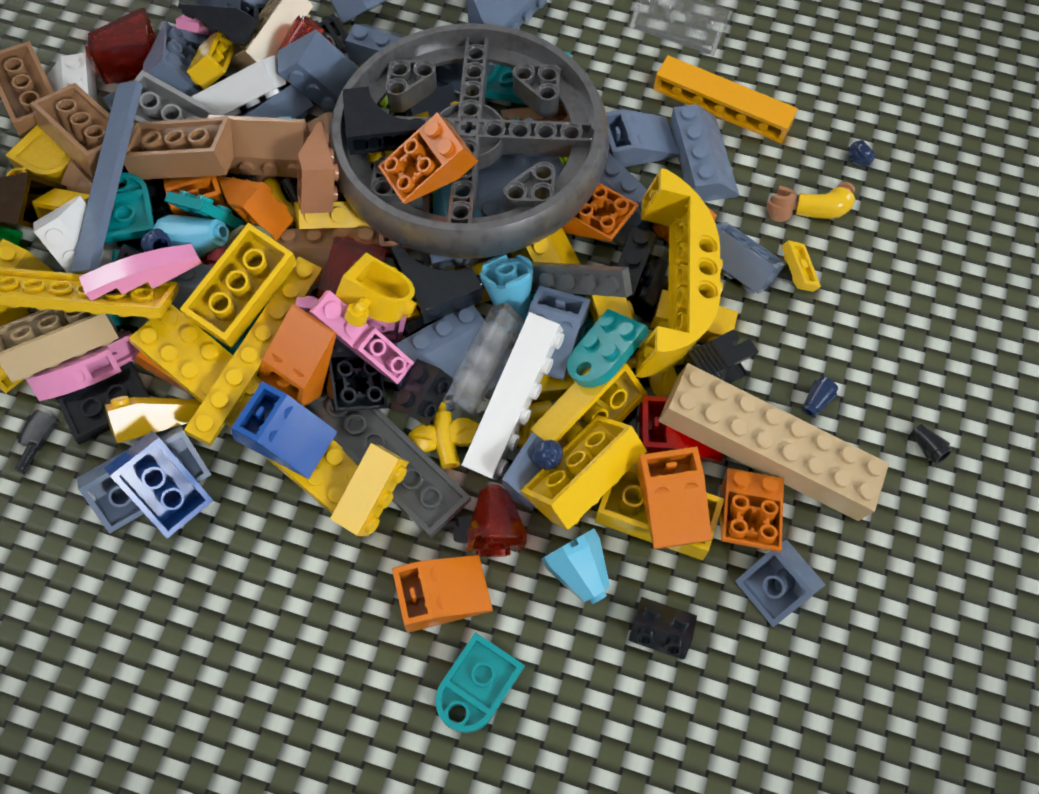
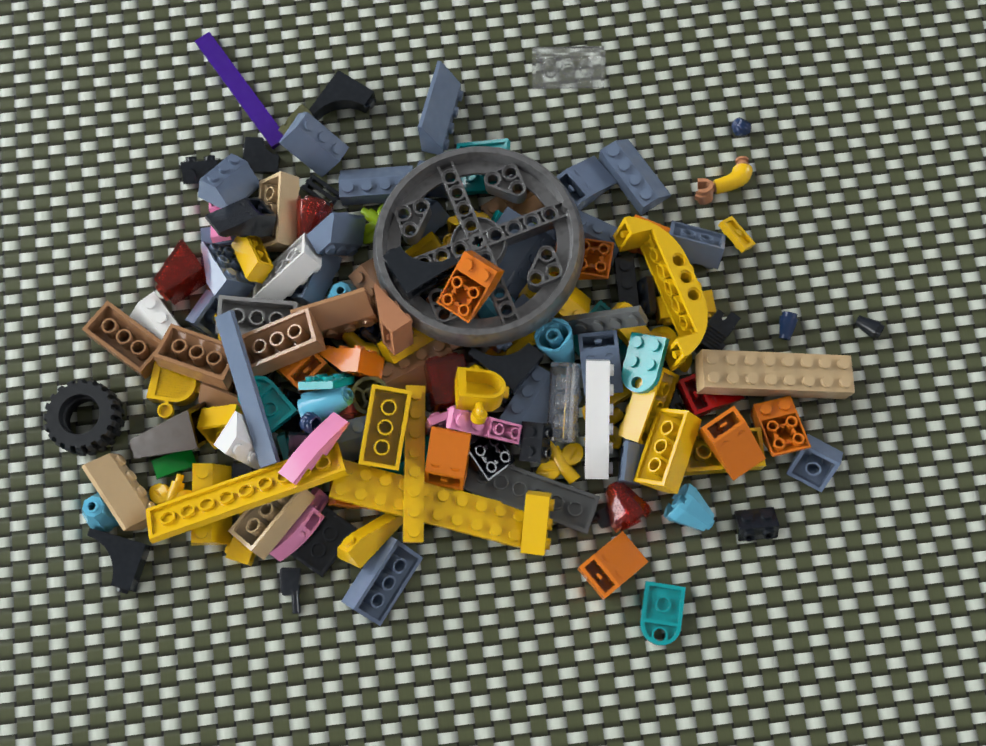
camera: 20 degrees left, 10 degrees up
(159, 484) = (402, 582): brick -> none
(283, 430) = (464, 511): slope -> none
(547, 454) = (642, 451): dark blue piece -> none
(725, 99) = (629, 123): light orange brick -> none

